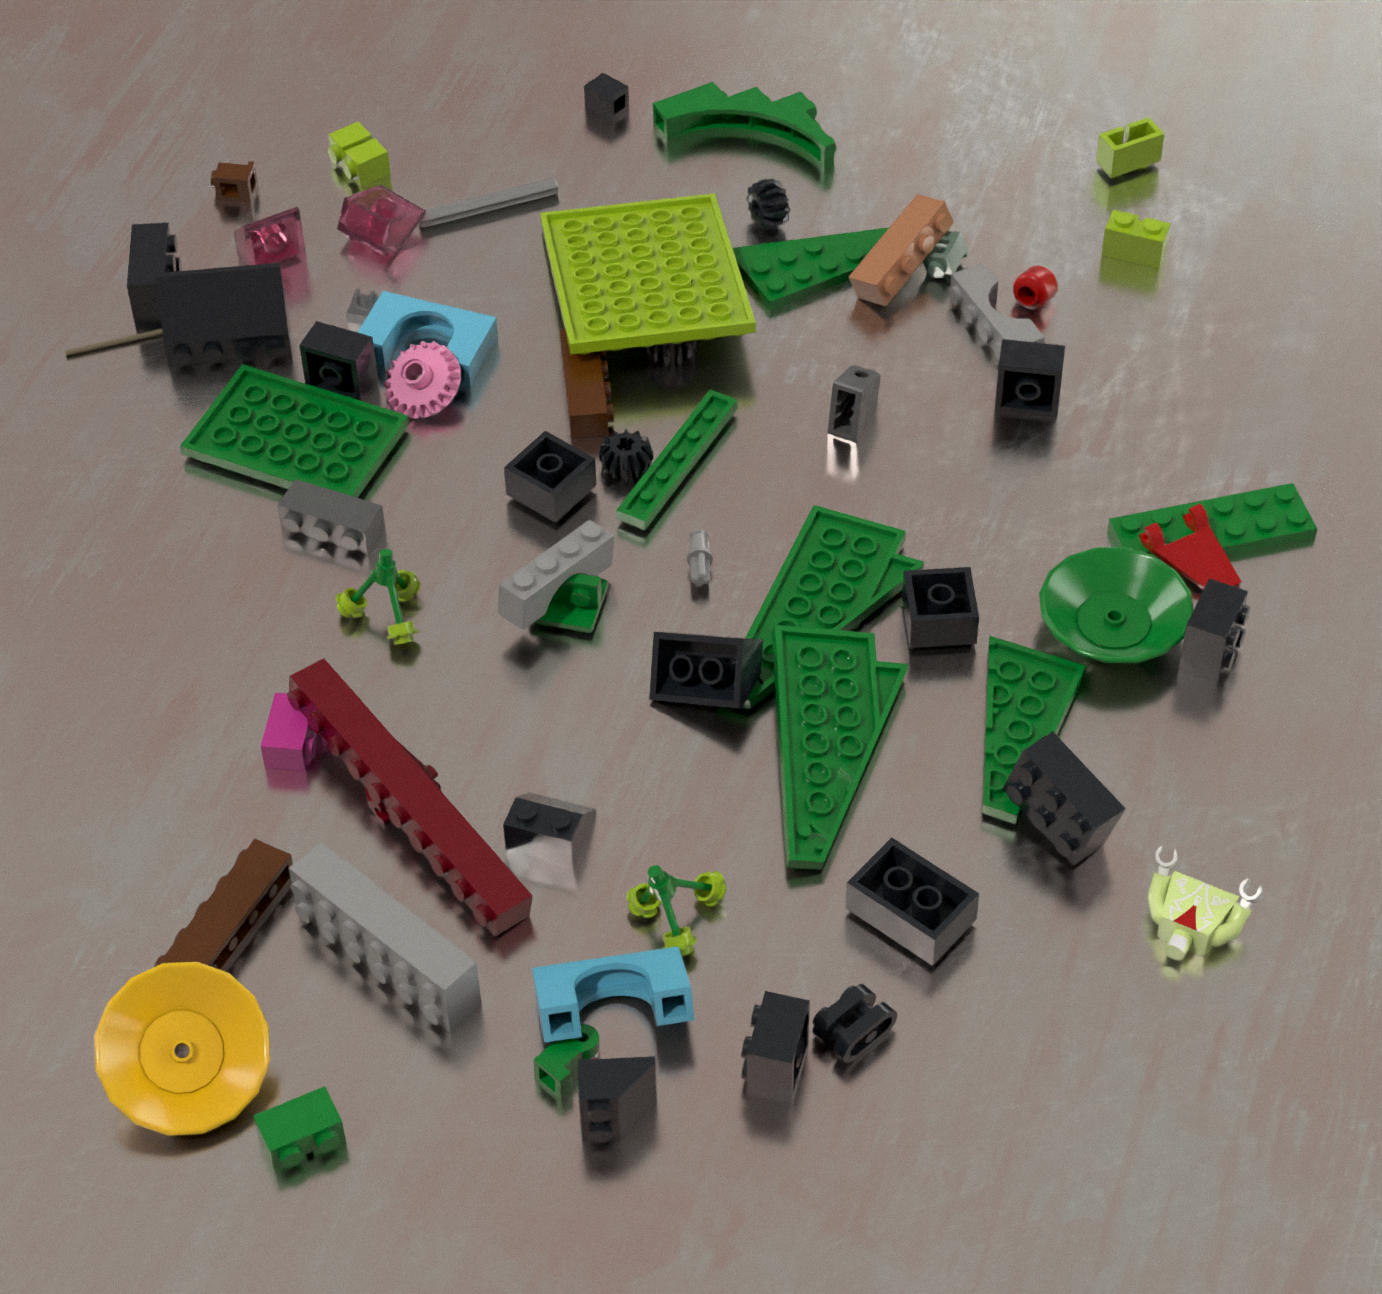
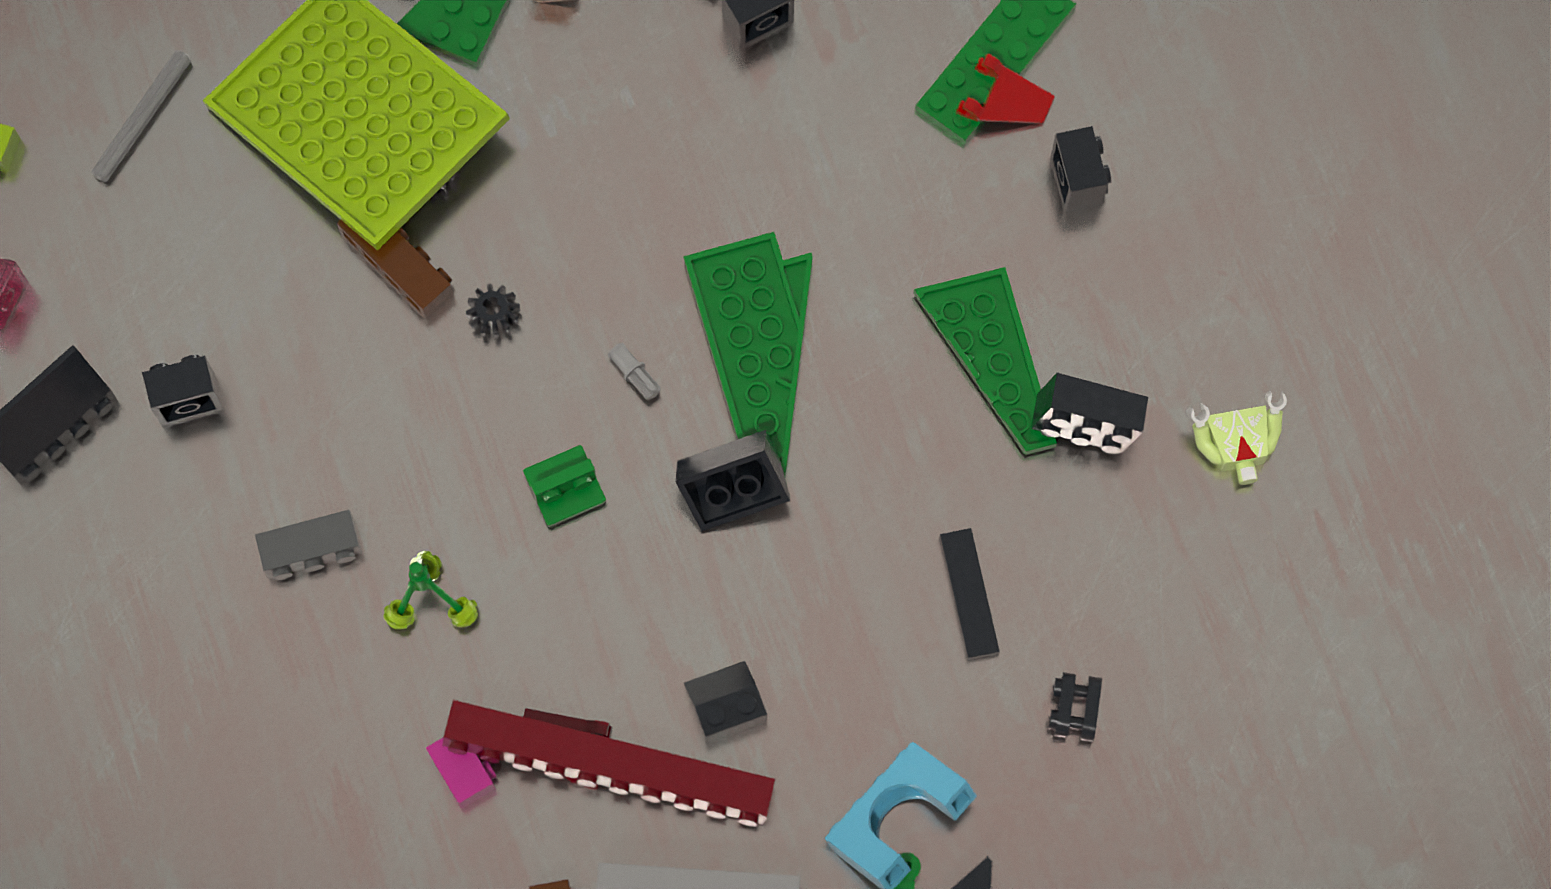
camera: 40 degrees left, 25 degrees up
(293, 432) = (201, 483): green plate -> none
(361, 306) = (138, 307): flat silver tile -> none
(379, 219) = (71, 204): clear pink slope -> none
(400, 317) = (181, 297): medium azure arch -> none
(432, 390) = (273, 336): bright pink gear -> none
(529, 591) = (551, 479): light grey arch -> none
(550, 476) = (455, 379): black brick -> none
(661, 888) = (851, 714): plant -> none
(676, 459) = (535, 283): green plate -> none
(776, 1047) = (1048, 773): black brick -> none
(828, 721) = (856, 453): green wing -> none
(828, 893) = (969, 594): none -> black tile
(857, 391) = (633, 120): dark grey torso -> none
(912, 901) = (1043, 576): black brick -> none
(940, 607) = (860, 291): black brick -> none
(1116, 605) = (995, 169): green dish -> none

